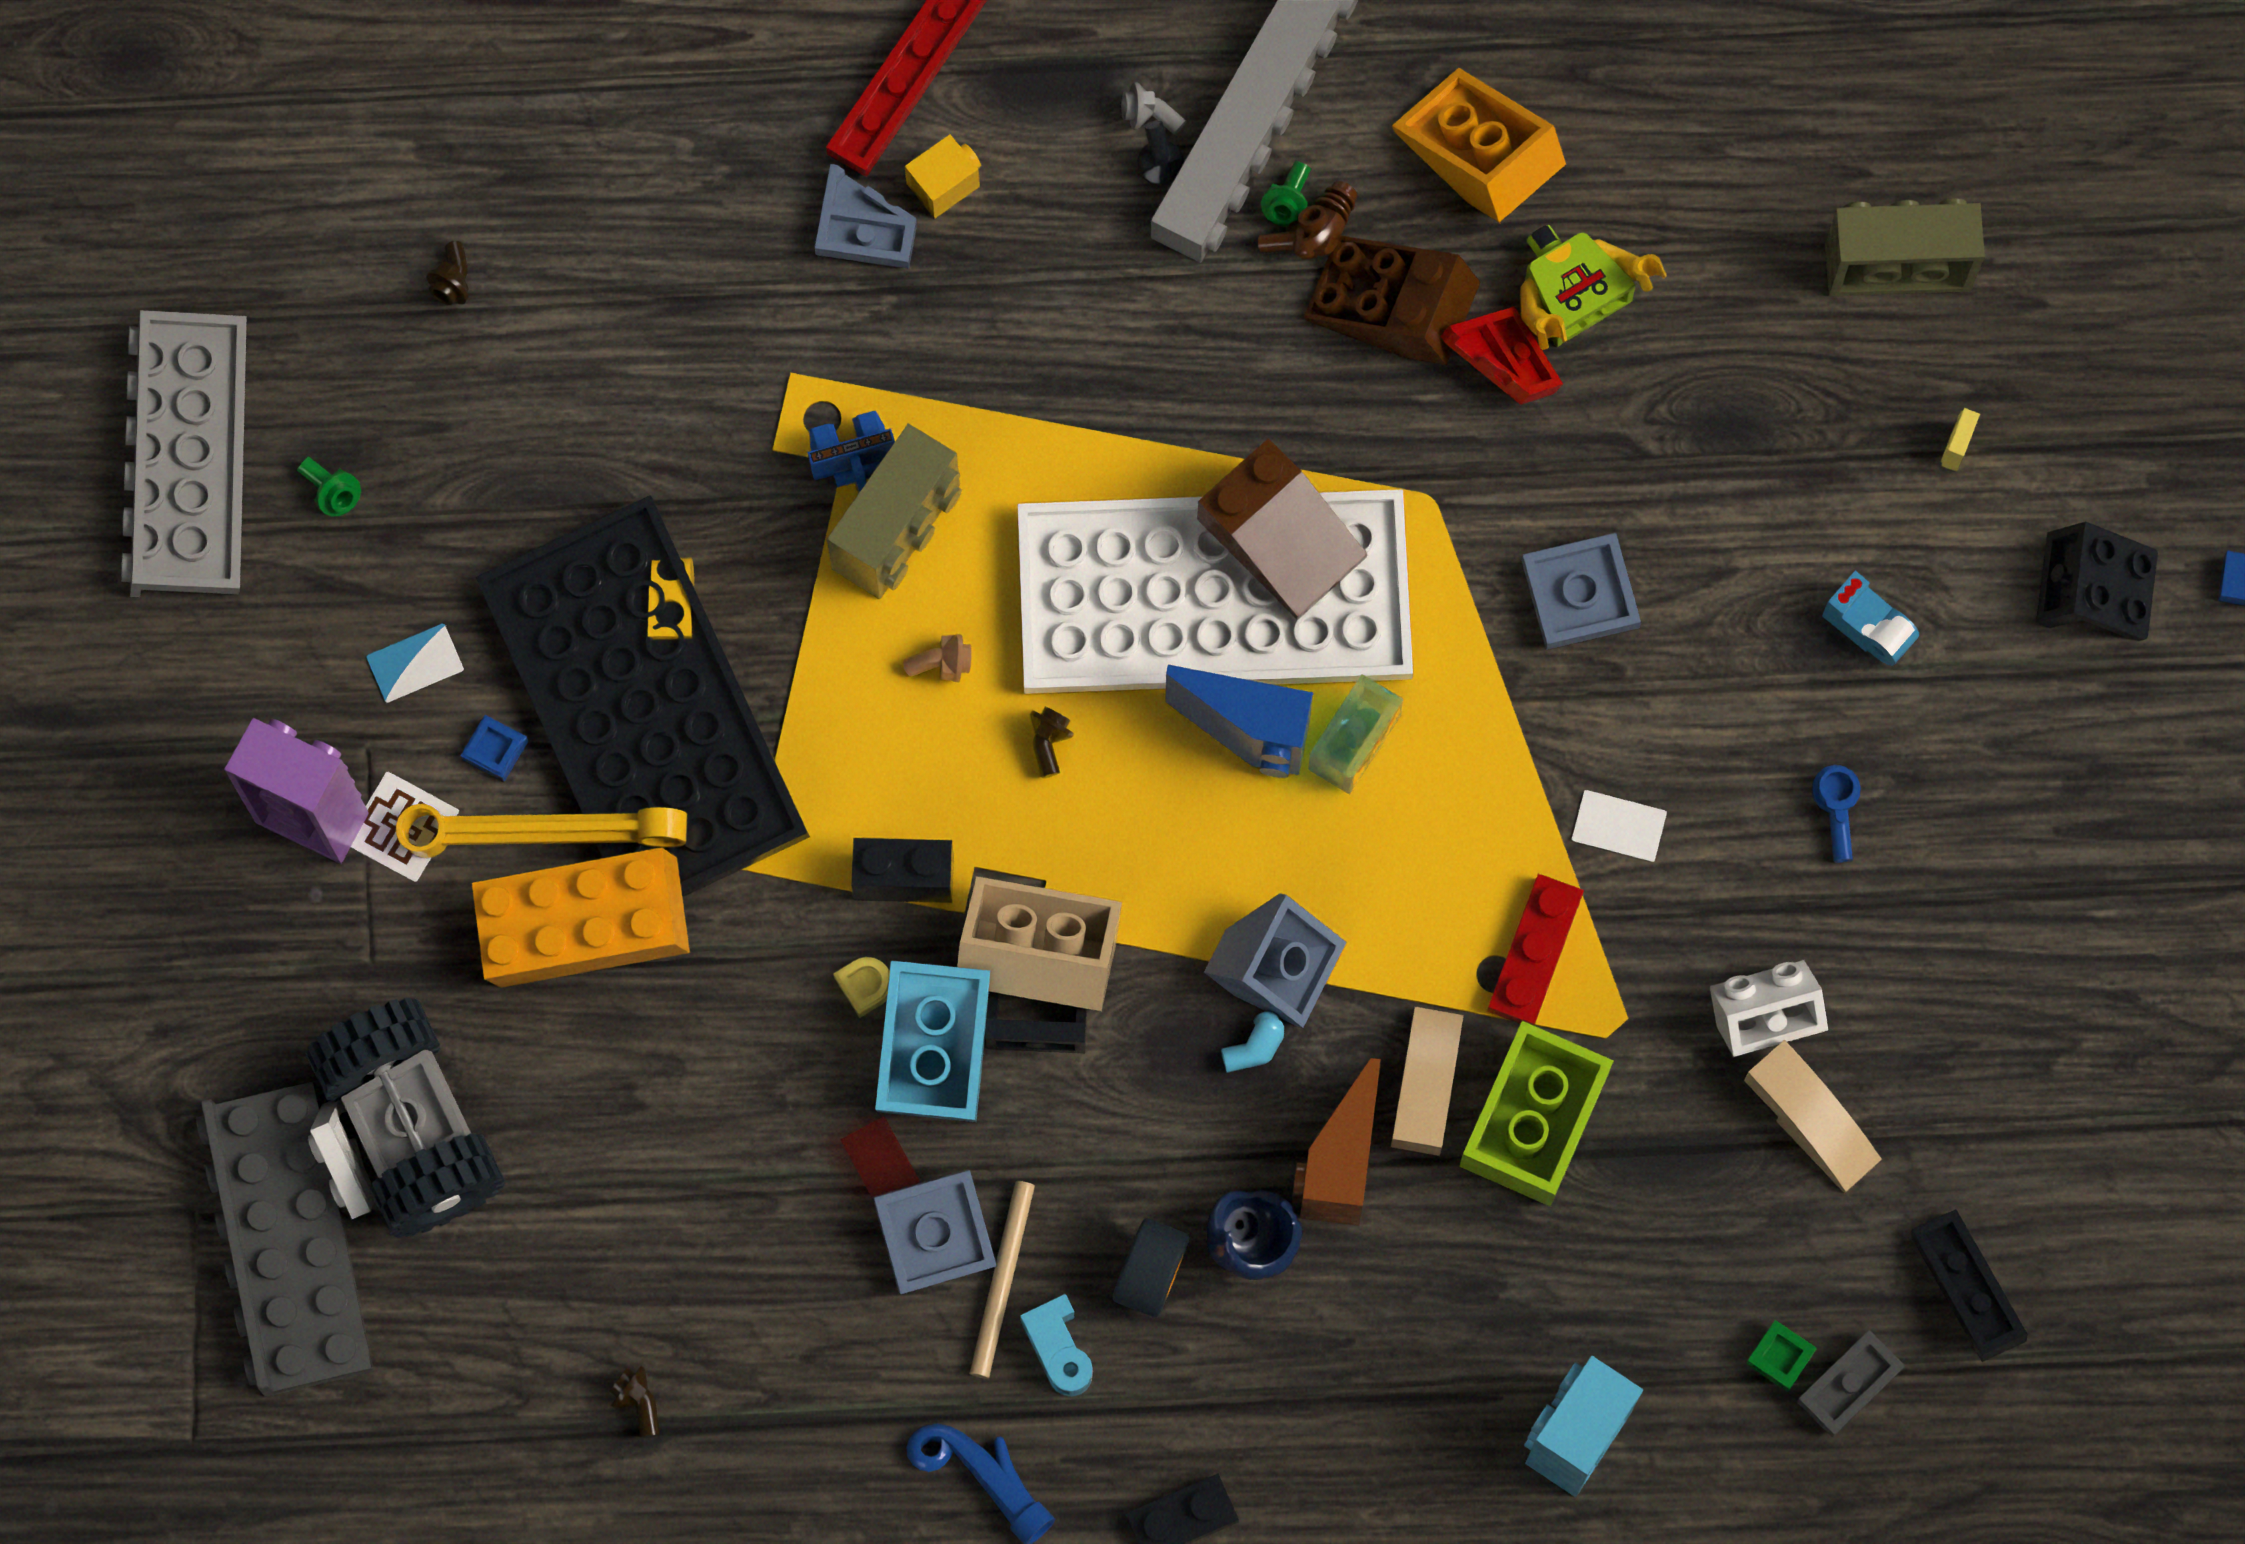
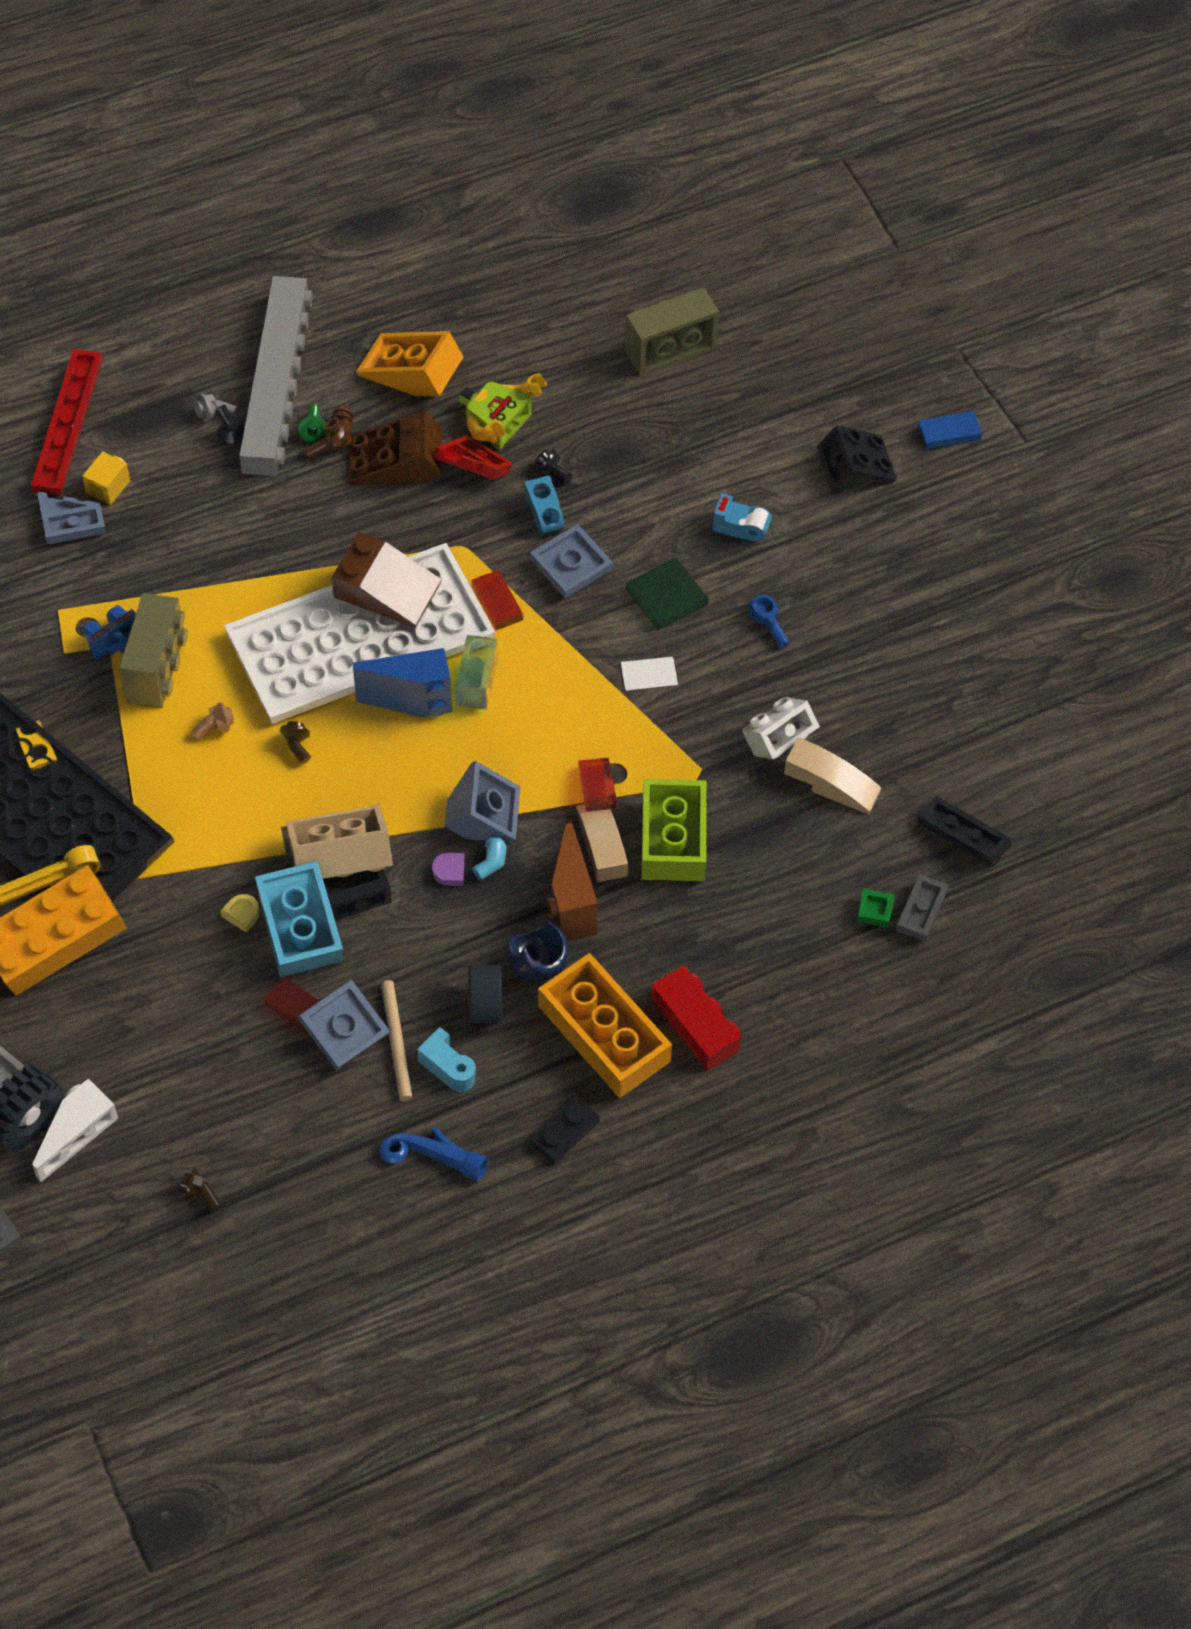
camera: 25 degrees left, 15 degrees down
(506, 1229) = (78, 1121): none -> white slope
(902, 870) = (239, 838): black brick -> none
(1188, 1036) = (449, 869): none -> medium lavender tile
(1301, 1386) = (604, 1025): none -> light orange brick
(1442, 612) = (497, 600): none -> clear red tile
(1442, 1424) = (696, 1017): none -> red brick
(1458, 988) = (597, 784): none -> clear red tile
(1535, 950) = (631, 750): red plate -> none
(1579, 479) = (544, 505): none -> dark azure leg
(1587, 1418) = (779, 976): medium azure brick -> none
(1616, 403) = (547, 463): none -> black plate
(1703, 702) = (667, 593): none -> clear green tile
(1959, 439) = (746, 415): light yellow tile -> none

